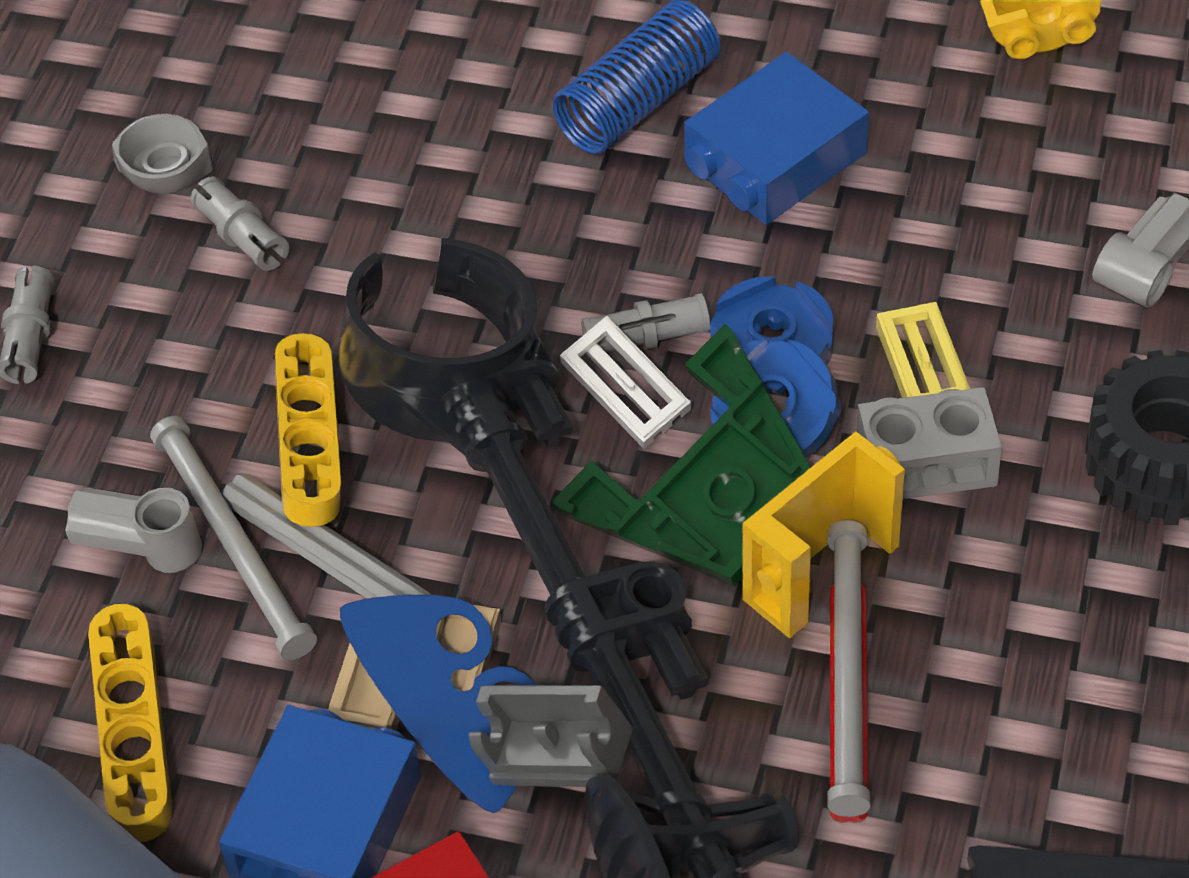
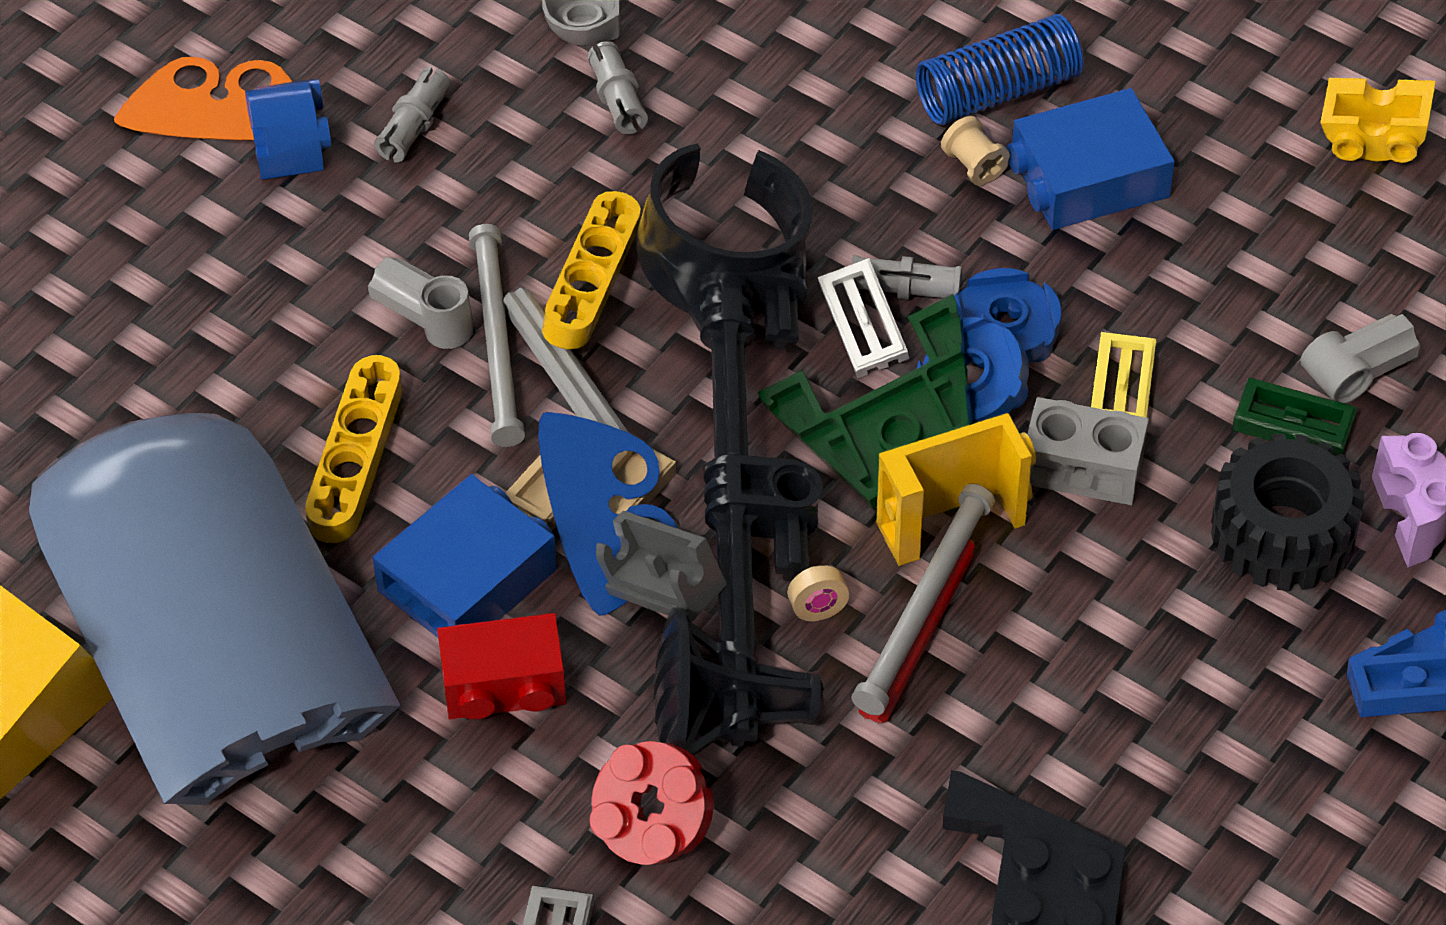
camera: 20 degrees right, 0 degrees up
(652, 167) = (975, 150): none -> tan bush
(727, 700) = (818, 593): none -> tan tile
(1115, 343) = (1263, 420): none -> dark green tile

